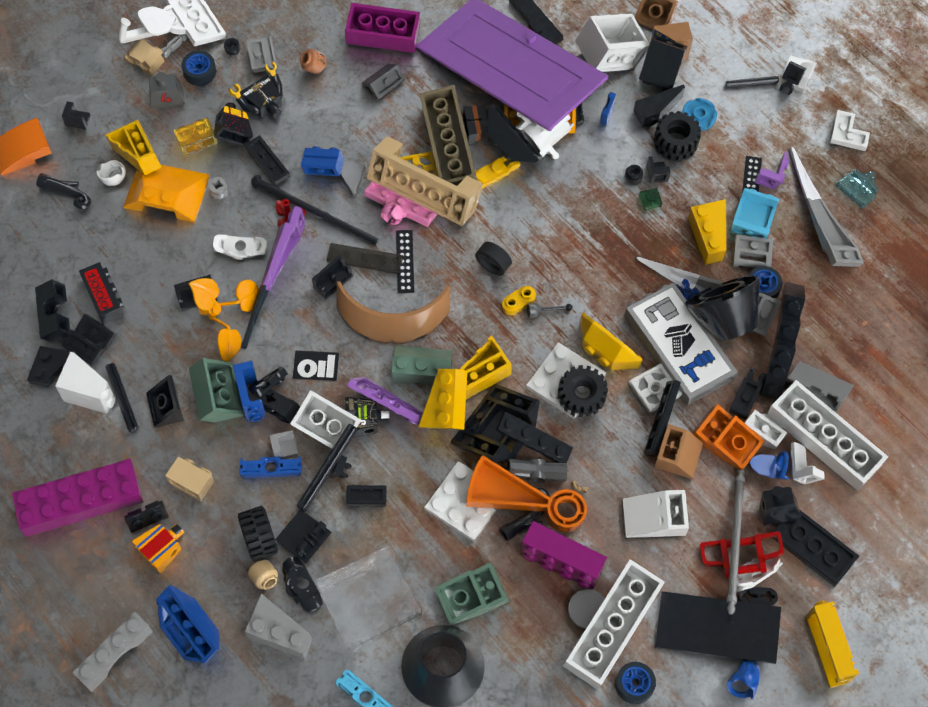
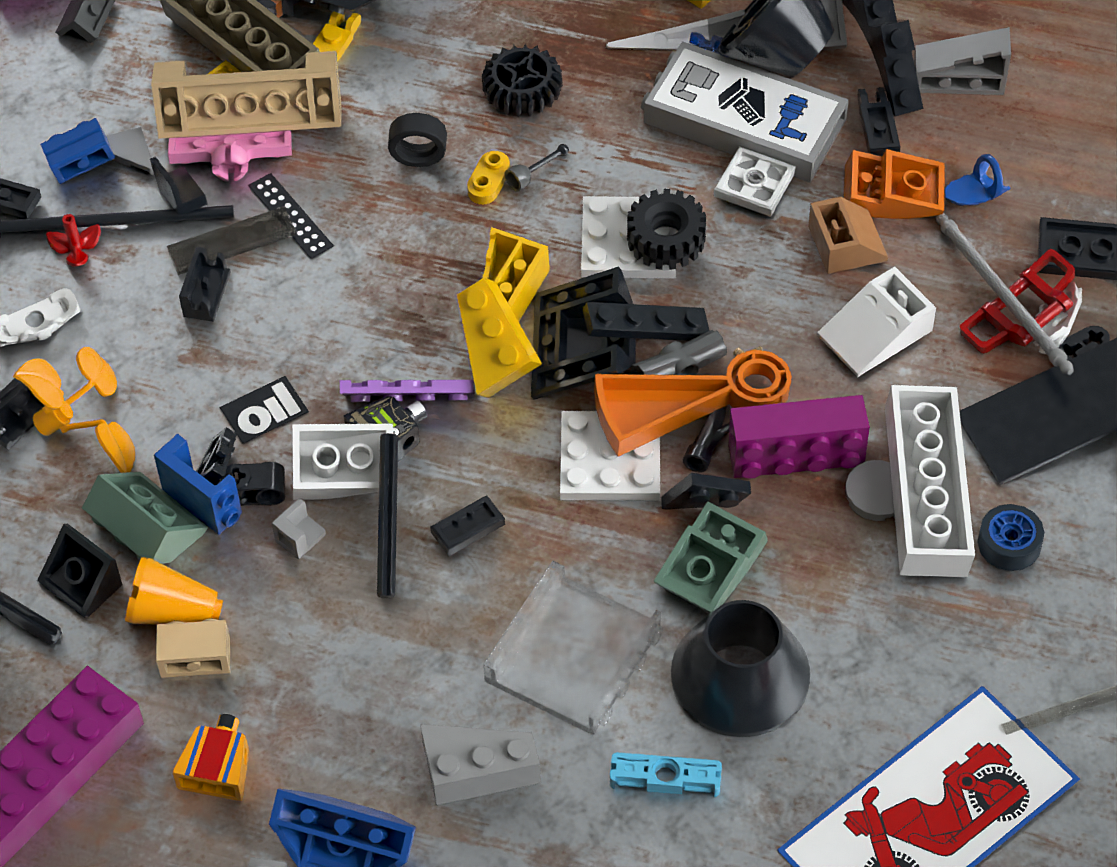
camera: 30 degrees left, 10 degrees down
(139, 519) = (169, 730): black hinge -> none
(195, 444) = (169, 596): none -> light orange cone
(257, 469) = (283, 583): blue piece -> none
(257, 533) = (354, 651): black tyre -> none
(263, 574) = (398, 706): tan head -> none
(285, 241) = (100, 277): medium lavender plate -> none
(303, 536) = (417, 626): black hinge -> none
(308, 597) = (485, 698): black piece -> none
(338, 469) = (405, 512): black tile -> none
(357, 213) = (178, 188): none -> black panel
(393, 327) = (326, 304): medium nougat windscreen -> none
(419, 364) = (416, 326): sand green slope -> none
(491, 554) = (699, 488): none -> black wing
(578, 244) = (522, 80): none -> black gear
(606, 347) = (651, 161): yellow wedge -> none
(662, 418) = (795, 205): black tile -> none
(766, 428) = (937, 147): white slope -> none
(779, 505) = (1024, 222): black torso -> none
(800, 470) = (1030, 169): white bracket -> none
(827, 435) = (1017, 112): white brick -> none

